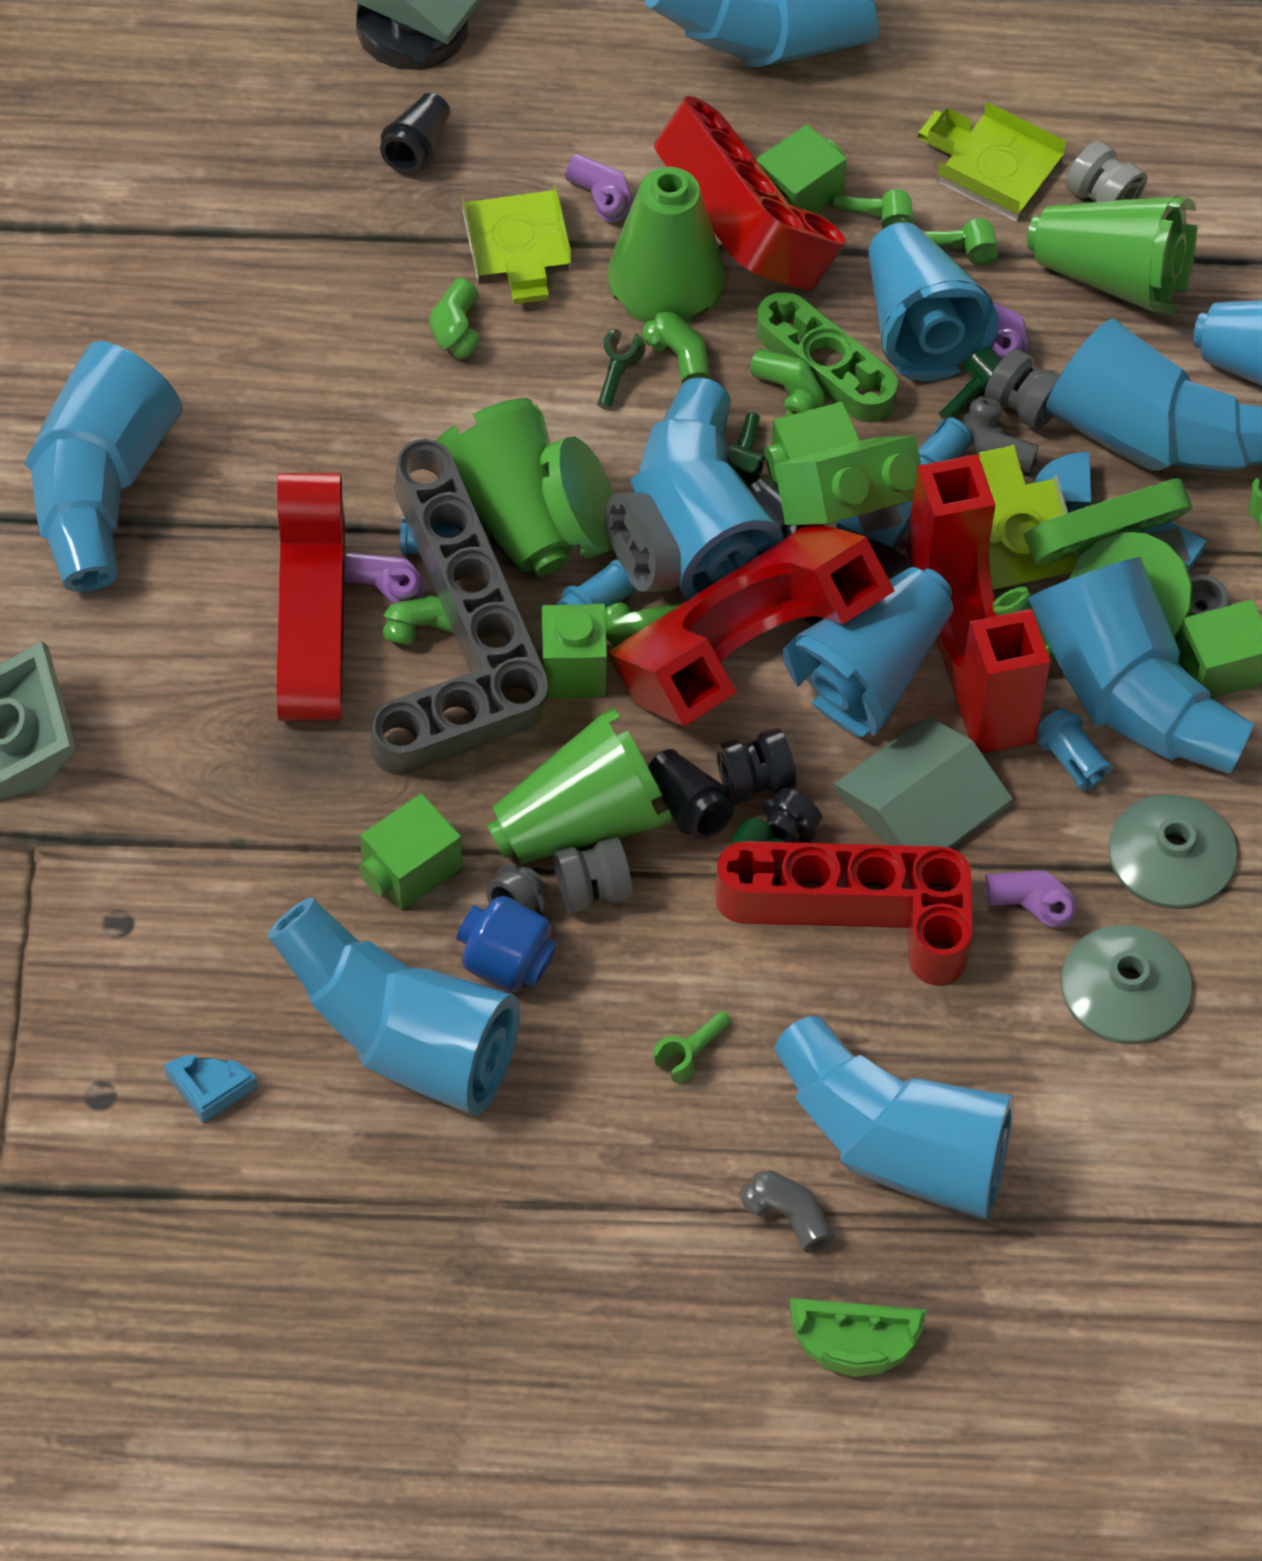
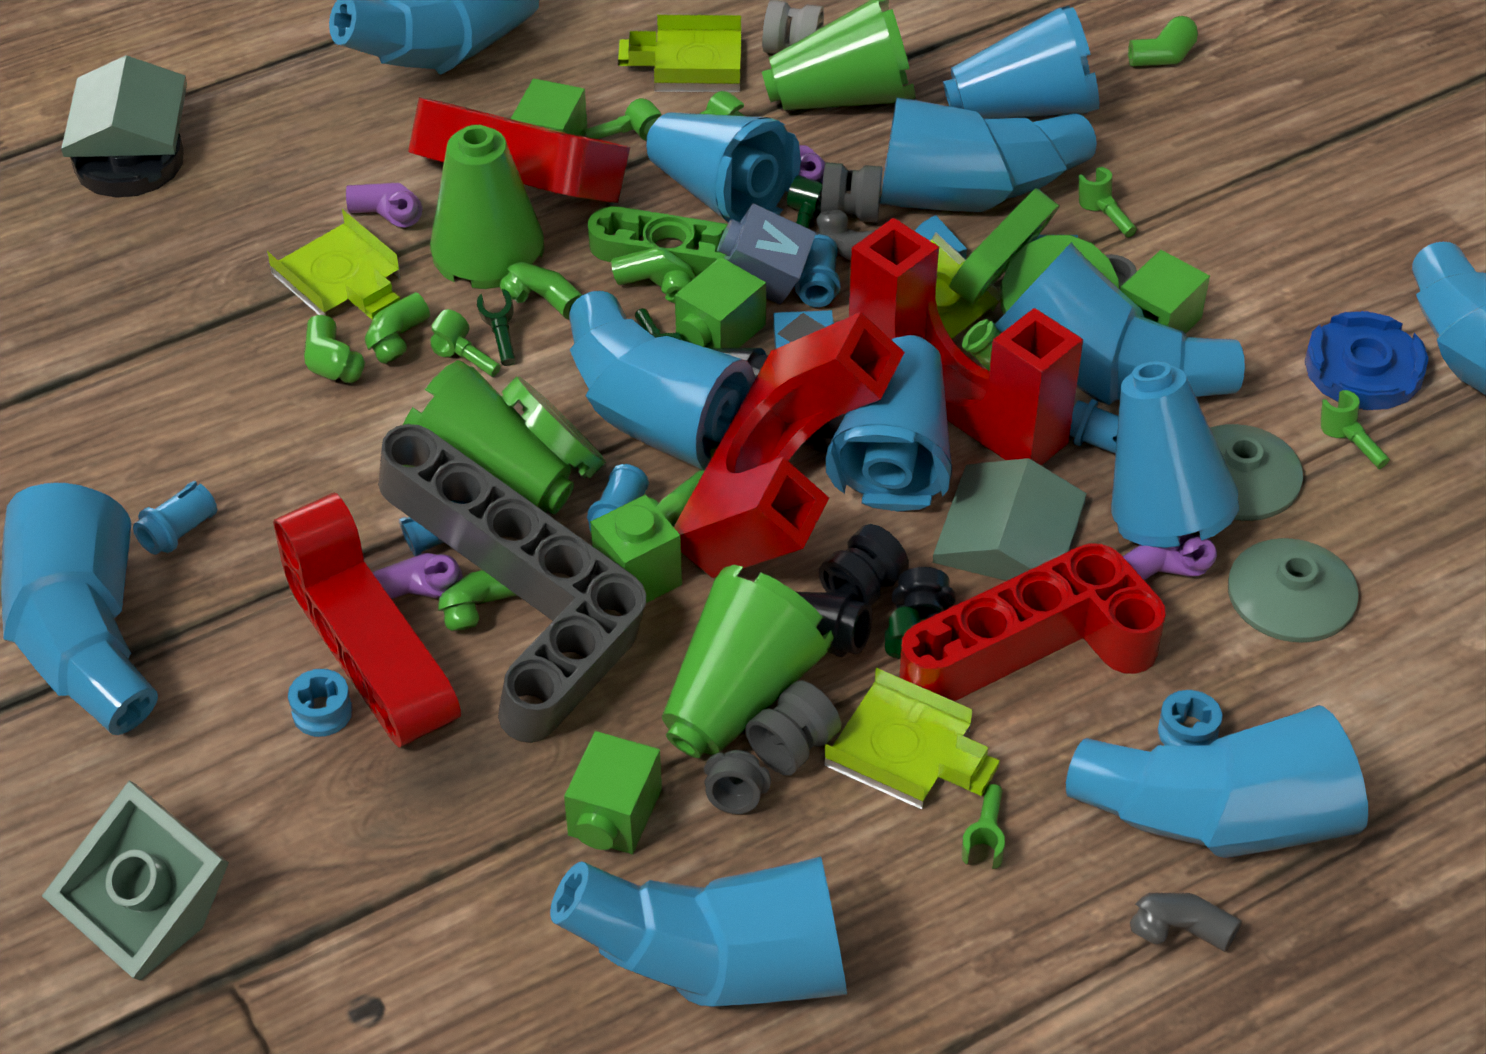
camera: 30 degrees left, 10 degrees down
(227, 418) = (163, 526): none -> dark azure pin
(249, 661) = (320, 684): none -> dark azure bush
(413, 137) = (193, 231): black cone -> none
(506, 944) = (763, 824): blue head -> none
(525, 316) = (392, 321): none -> bright green arm
(566, 354) = (449, 338): none -> bright green hand
(643, 542) = (634, 444): dark grey beam -> none
(683, 937) = (907, 740): none -> lime piece
(848, 480) = (782, 302): bright green brick -> none
(855, 1336) = (1331, 999): bright green plate -> none
(889, 407) = (768, 249): none -> sand blue brick
(934, 1033) = (1192, 704): none -> dark azure bush
(1074, 814) = (1167, 462): none -> dark azure cone

